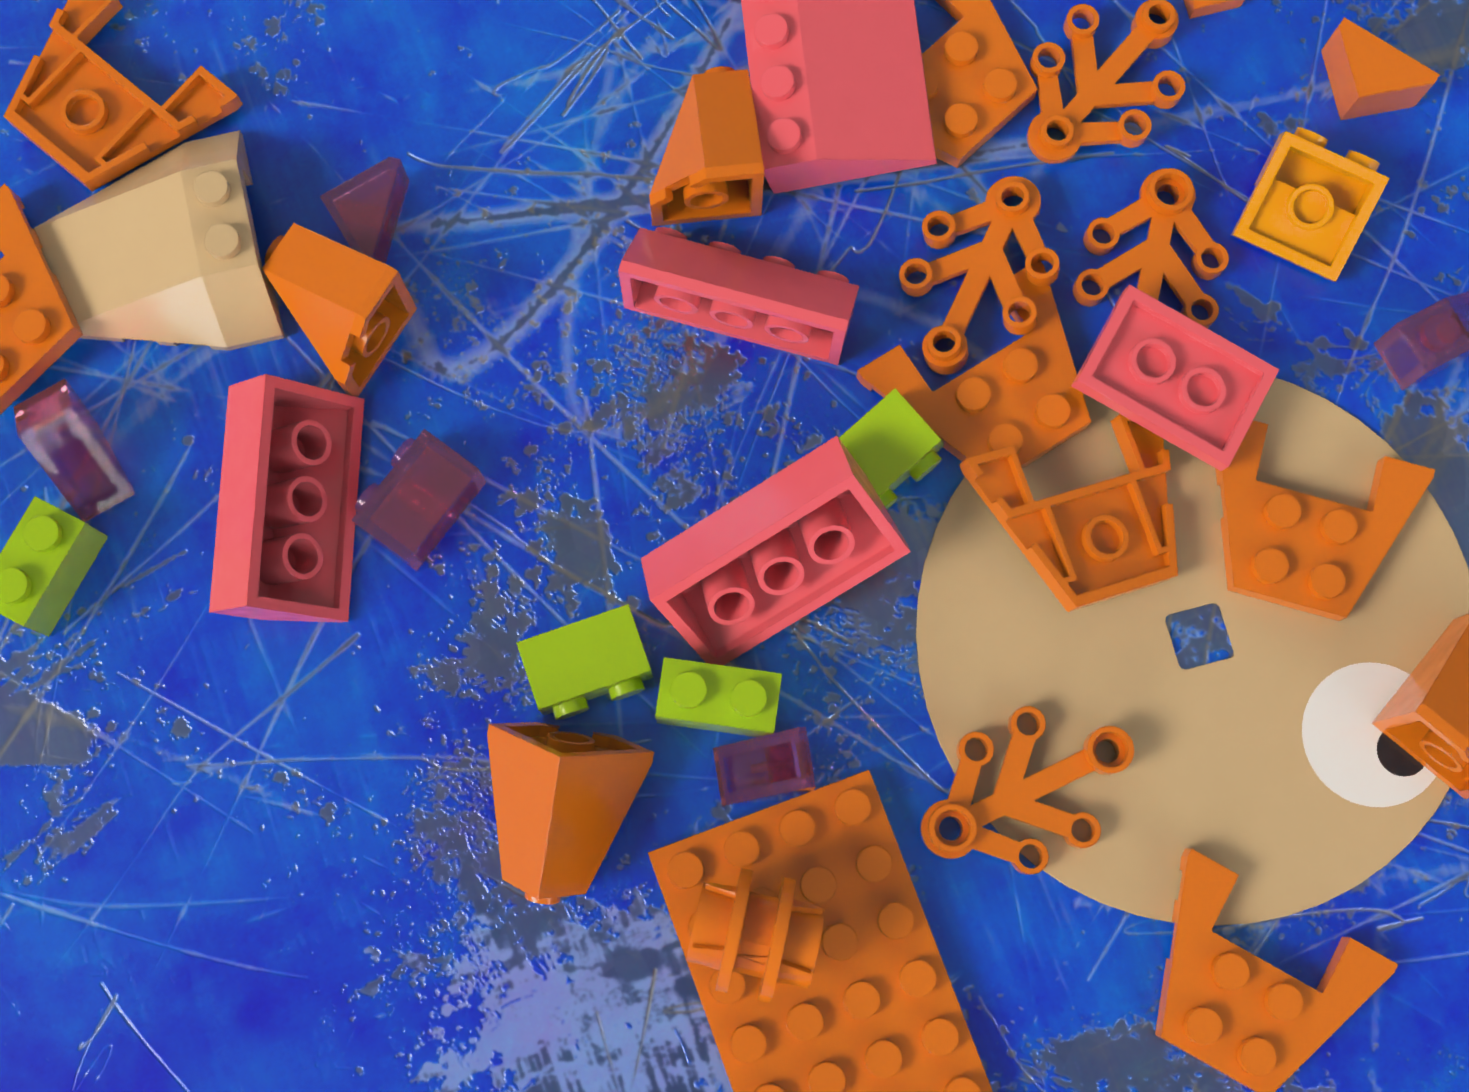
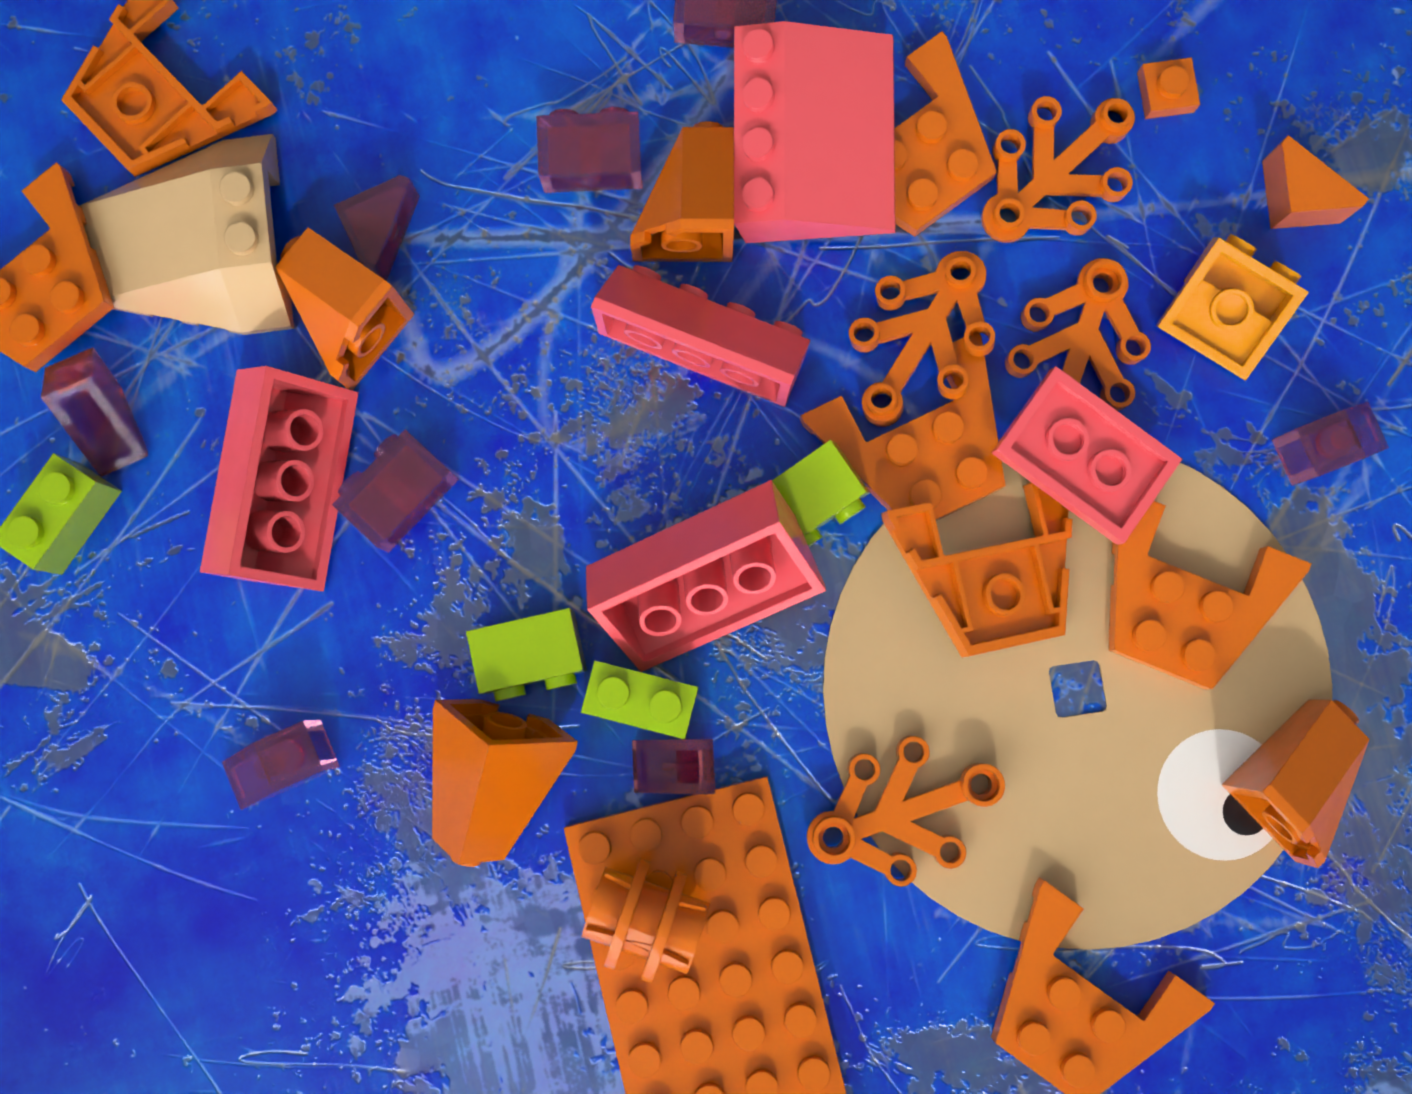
camera: 10 degrees right, 5 degrees up
(318, 816) = (280, 762): none -> clear pink slope
(593, 111) = (589, 150): none -> clear pink brick

